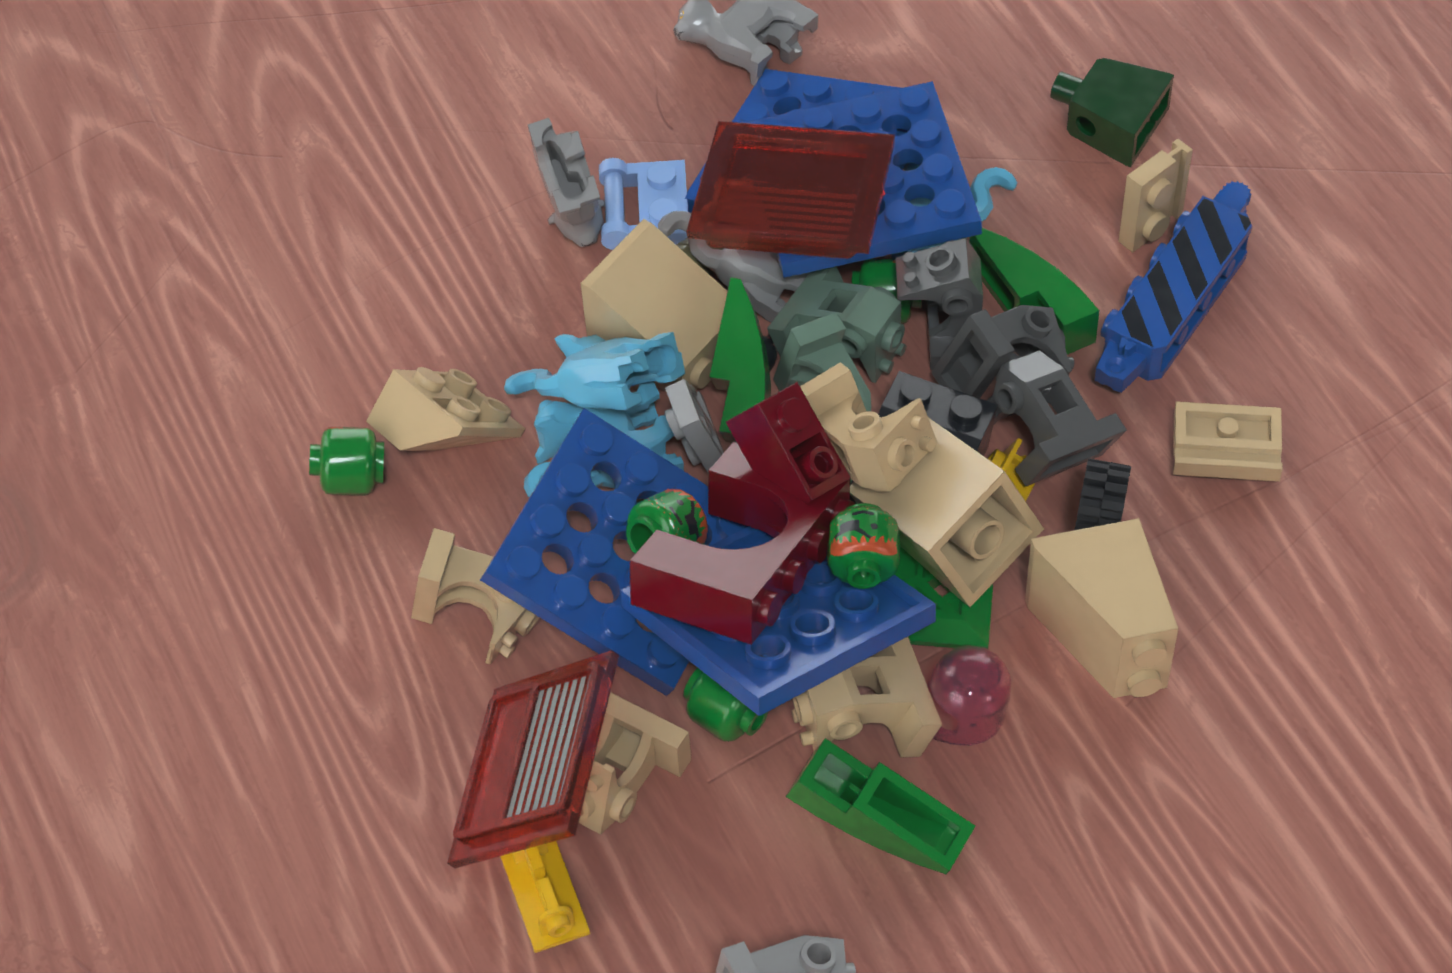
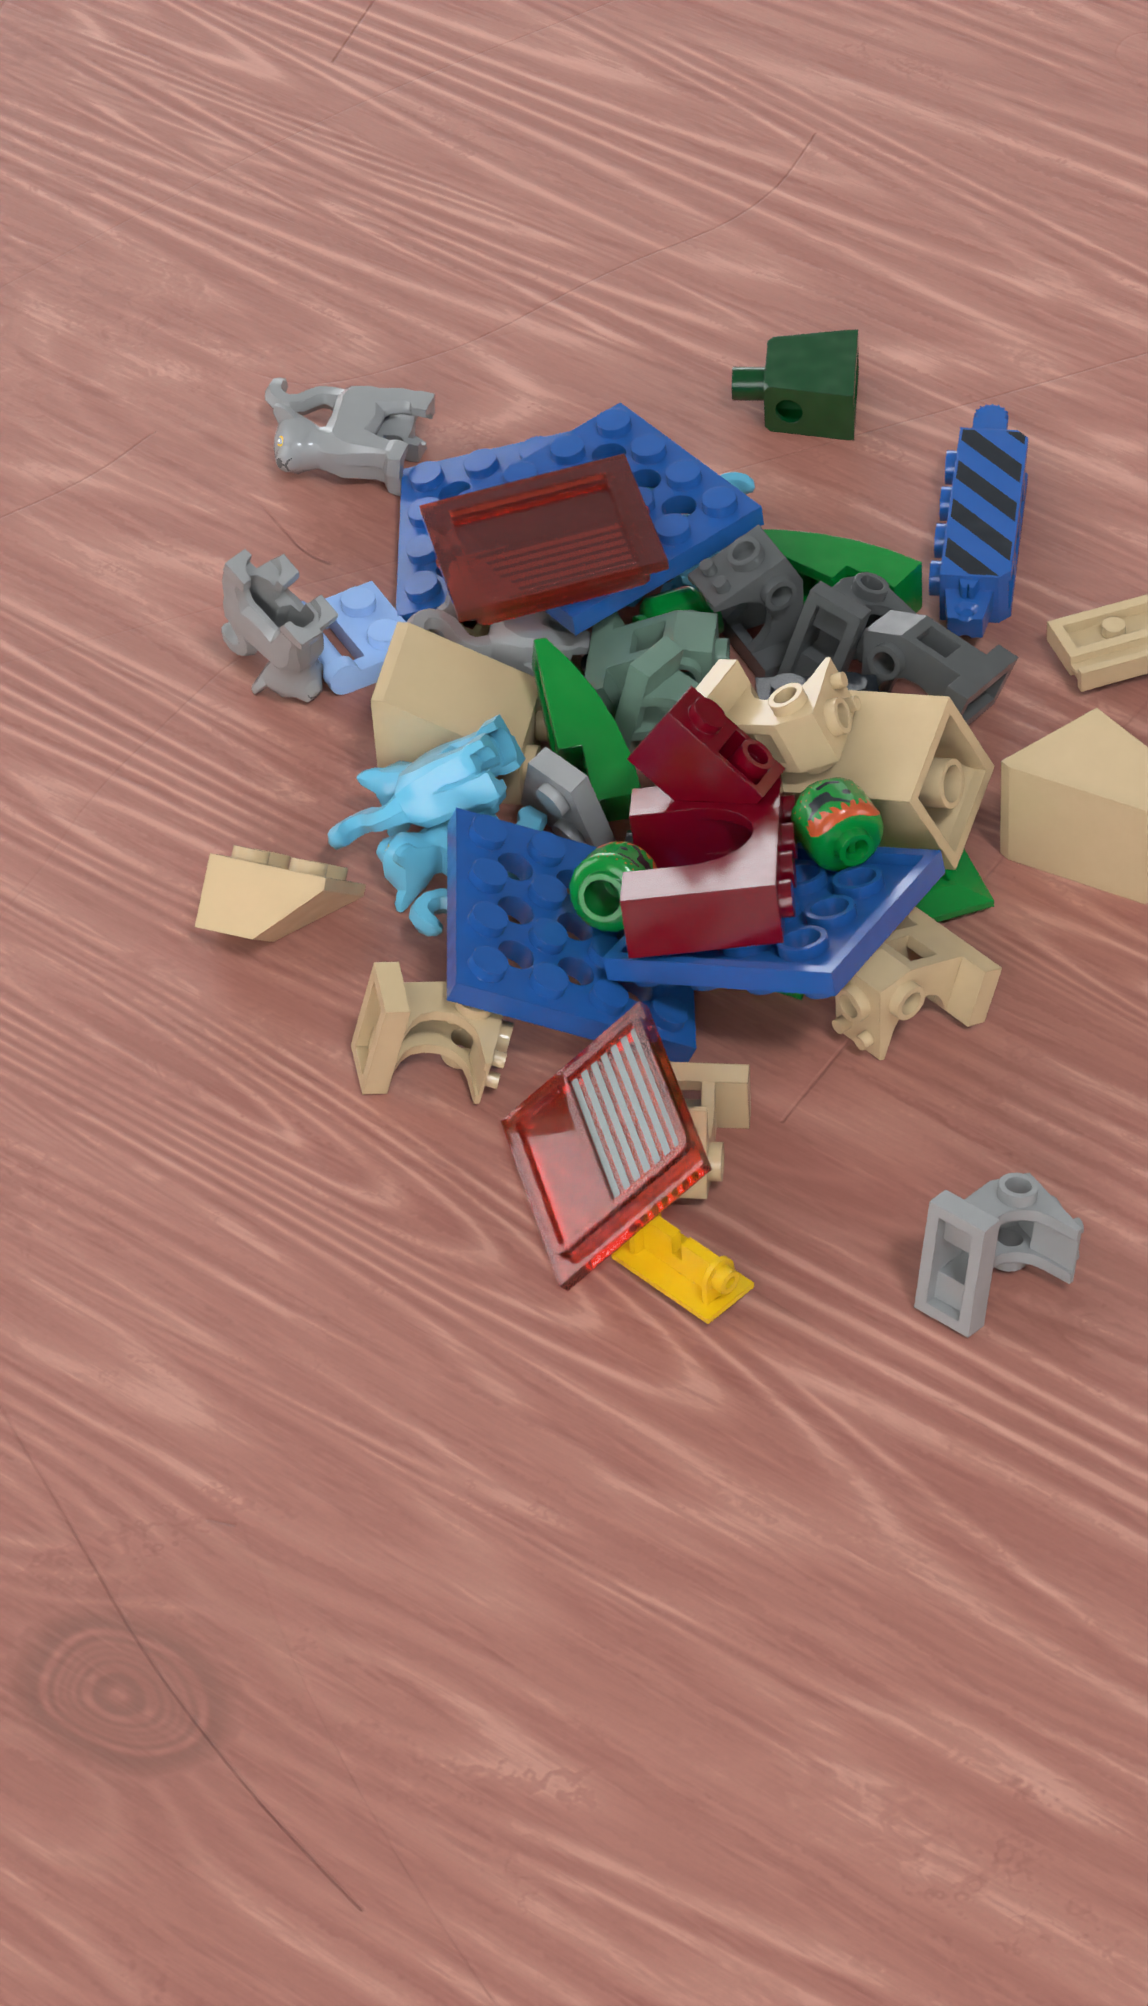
camera: 25 degrees left, 10 degrees down
(347, 461) = (198, 971): green head -> none
(719, 710) = (761, 1034): green head -> none
(880, 808) = (977, 1069): green slope -> none
(973, 689) = (1014, 924): clear pink helmet -> none
(1102, 494) = (1032, 711): black tyre -> none
(1153, 195) = (911, 444): tan plate -> none

